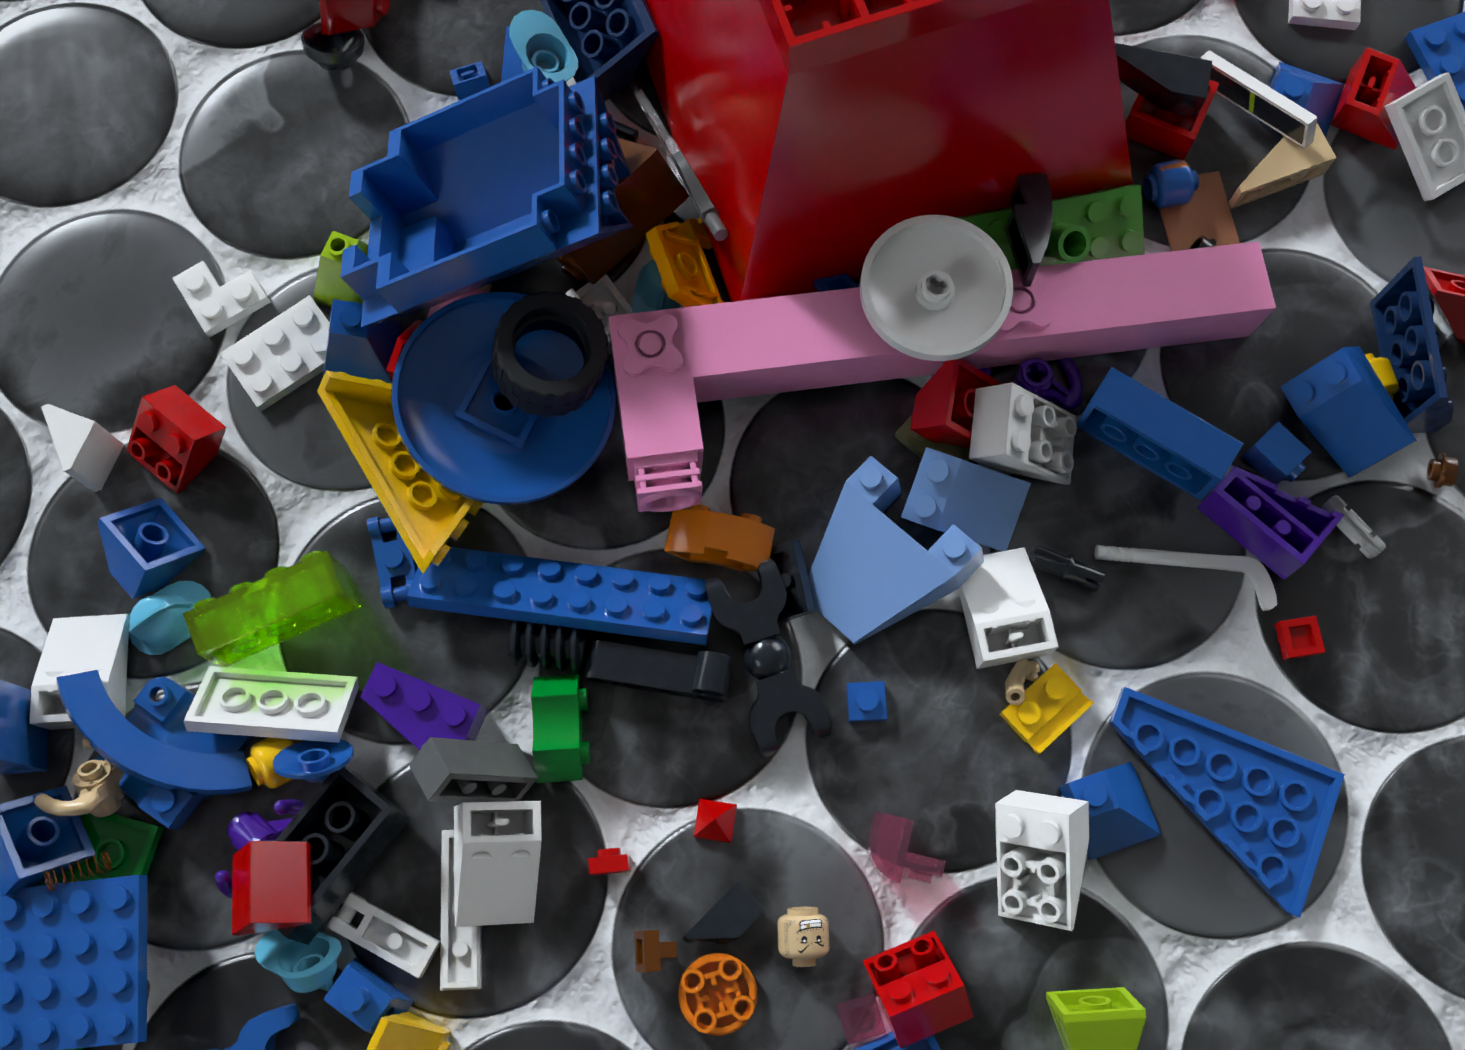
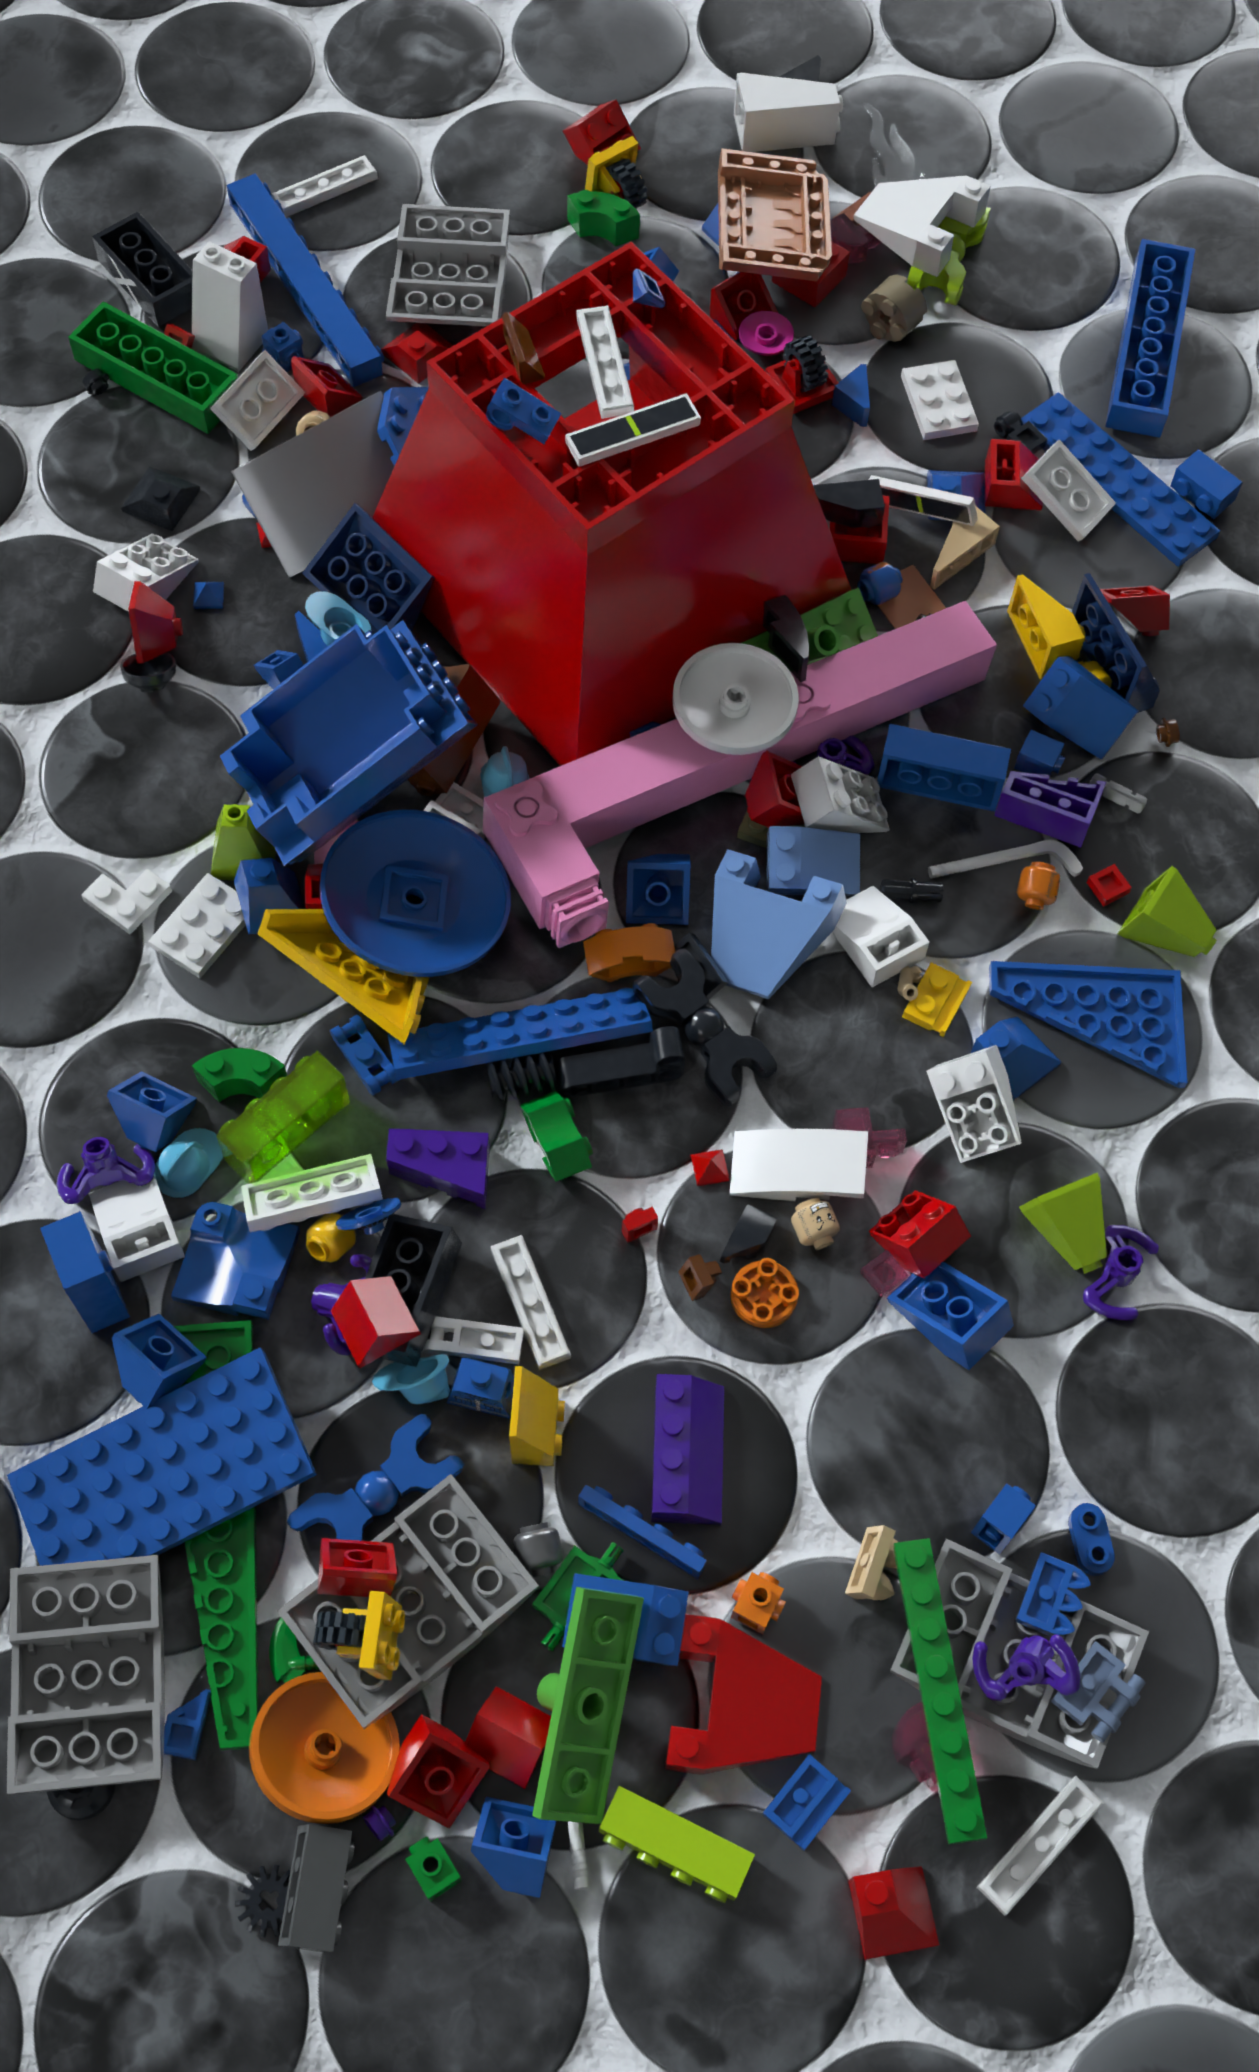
camera: 25 degrees left, 10 degrees down
(50, 885) = (189, 1373): dark orange piece -> none
(70, 598) = (103, 1168): none -> dark purple piece
(82, 446) = (63, 1040): white slope -> none
(97, 791) = (188, 1292): tan piece -> none
(139, 753) = (221, 1257): blue tile -> none
(174, 437) = (136, 1018): red slope -> none
(251, 535) = (238, 1072): none -> green brick
(472, 771) = (505, 1178): dark grey brick -> none
(496, 862) = (547, 1247): white slope -> none
(559, 314) = (452, 814): black tyre -> none
(682, 262) = (515, 742): light orange wing -> none
(686, 176) = (495, 676): dark grey piece -> none
(781, 473) = (658, 889): none -> blue slope
(812, 858) = (799, 1164): none -> white slope
(866, 701) = (794, 1039): blue plate -> none
(1216, 612) = (1038, 885): none -> orange head
(1343, 299) = (1043, 625): none -> yellow slope
(1357, 704) = (1170, 918): none -> lime slope
(1412, 53) = (1010, 426): none -> black plate

